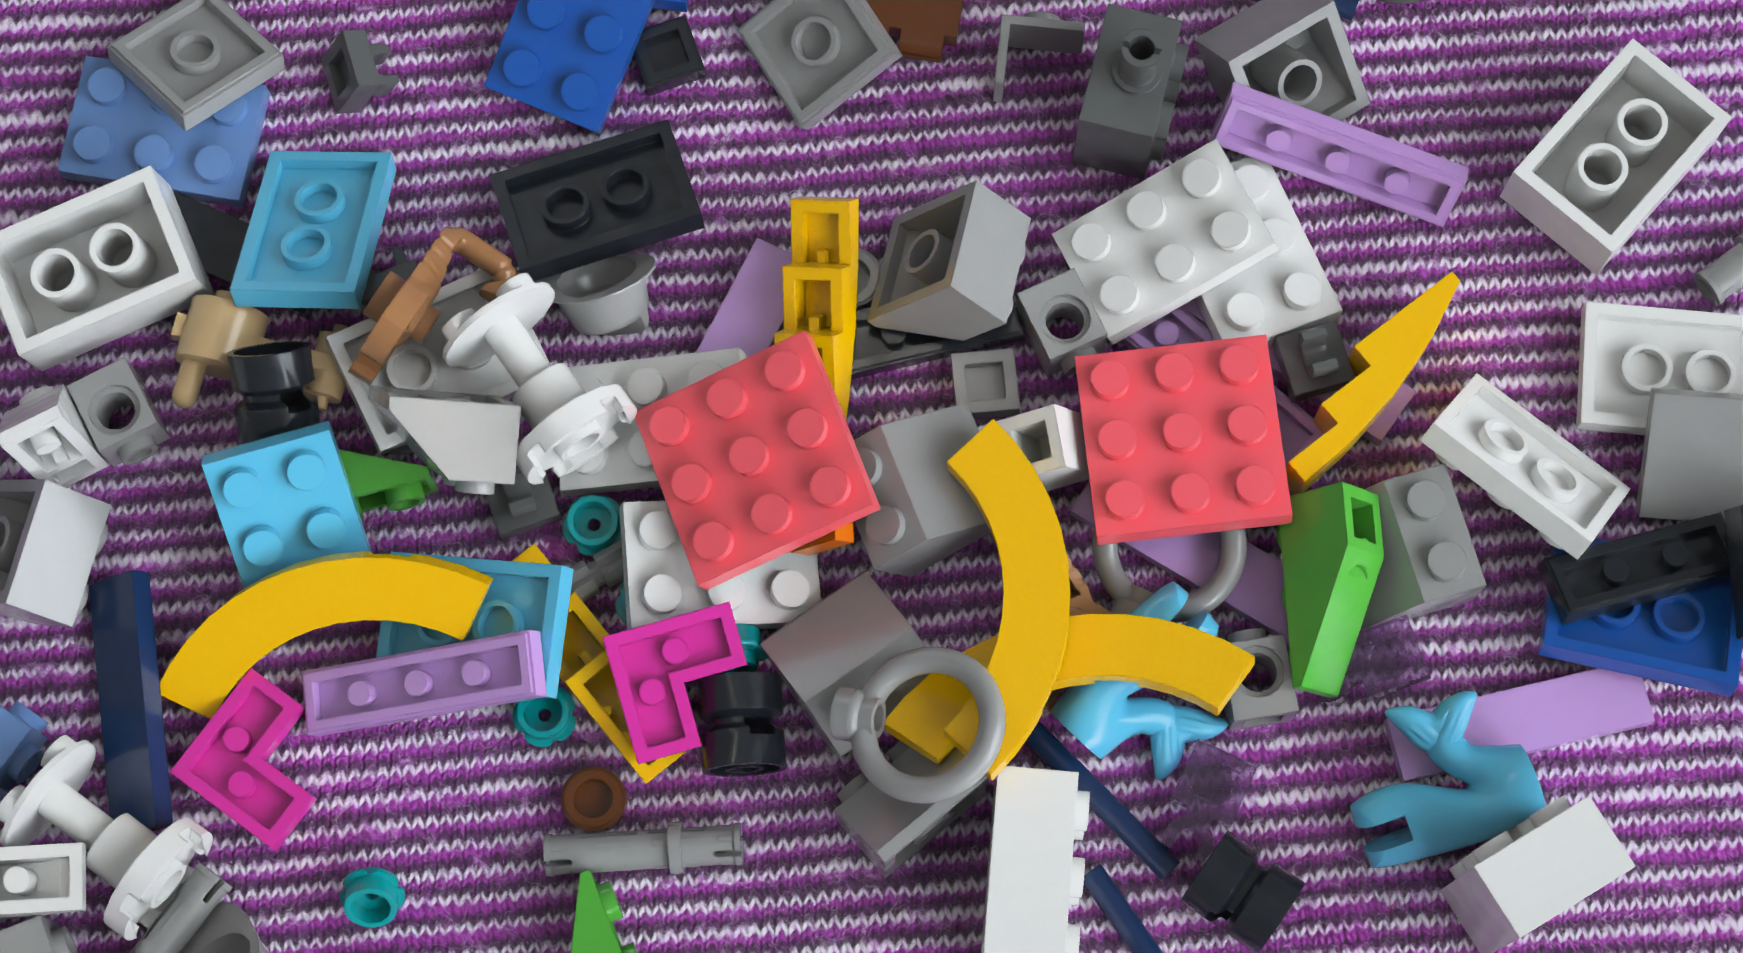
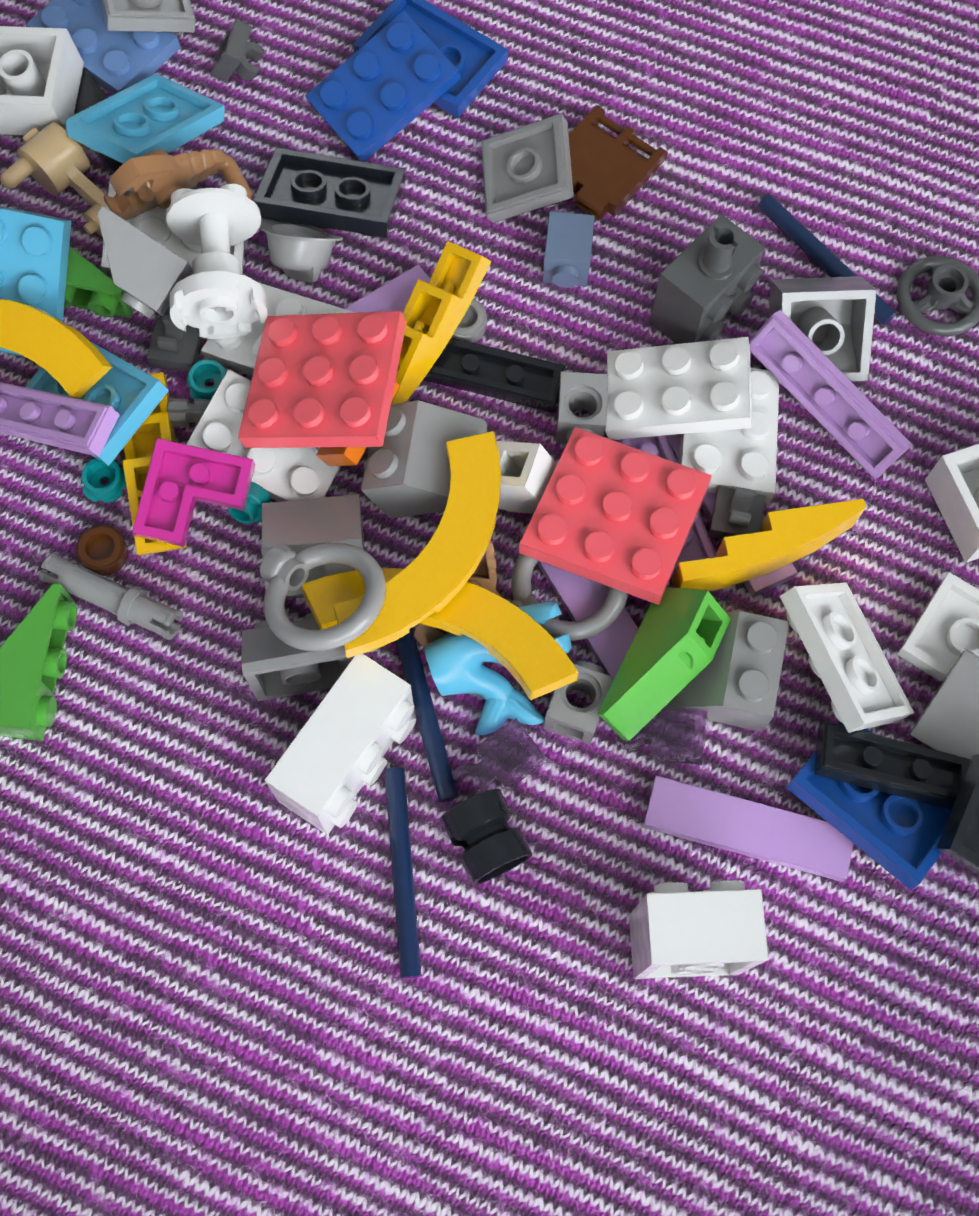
camera: 25 degrees right, 5 degrees down
(273, 389) = (58, 179): black wheel -> none
(668, 56) = (430, 137): black tile -> none
(741, 723) = (221, 531): black wheel -> none
(929, 124) = (568, 249): none -> sand blue brick
(951, 265) = (531, 336): light grey slope -> none
(986, 382) = (513, 420): light grey tile -> none
(1035, 31) = (661, 225): light grey bracket -> none
(1497, 797) = (652, 859): medium azure piece -> none

